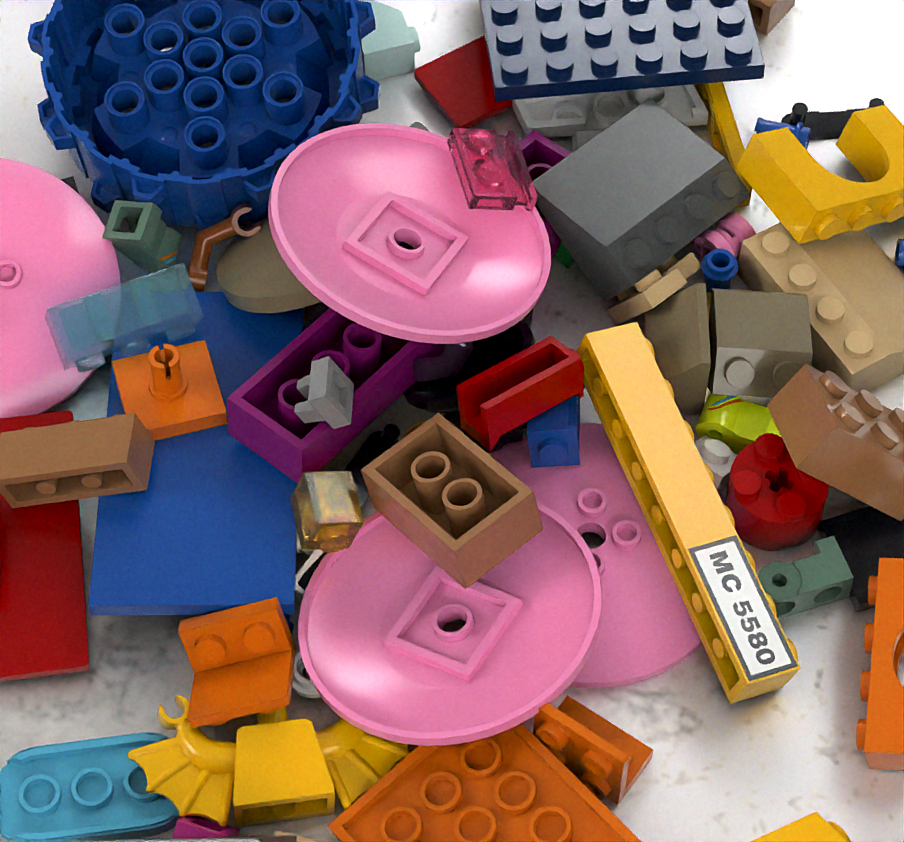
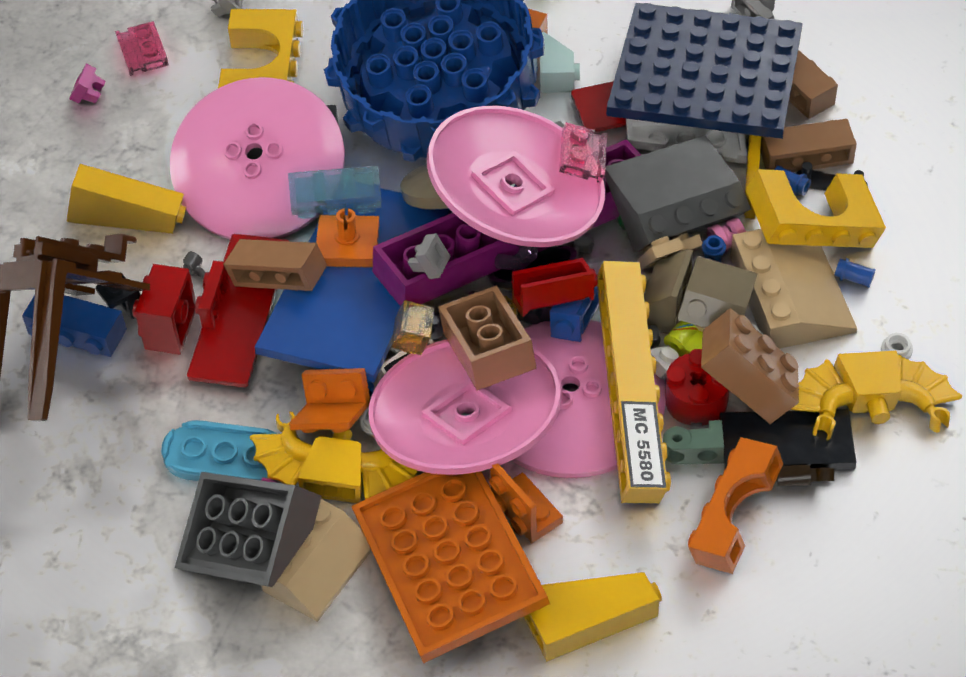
camera: 20 degrees right, 5 degrees down
(149, 240) = (368, 149): sand green leg -> none
(206, 238) = (398, 165): dark orange arm -> none
(800, 71) = (819, 143): none -> medium nougat brick

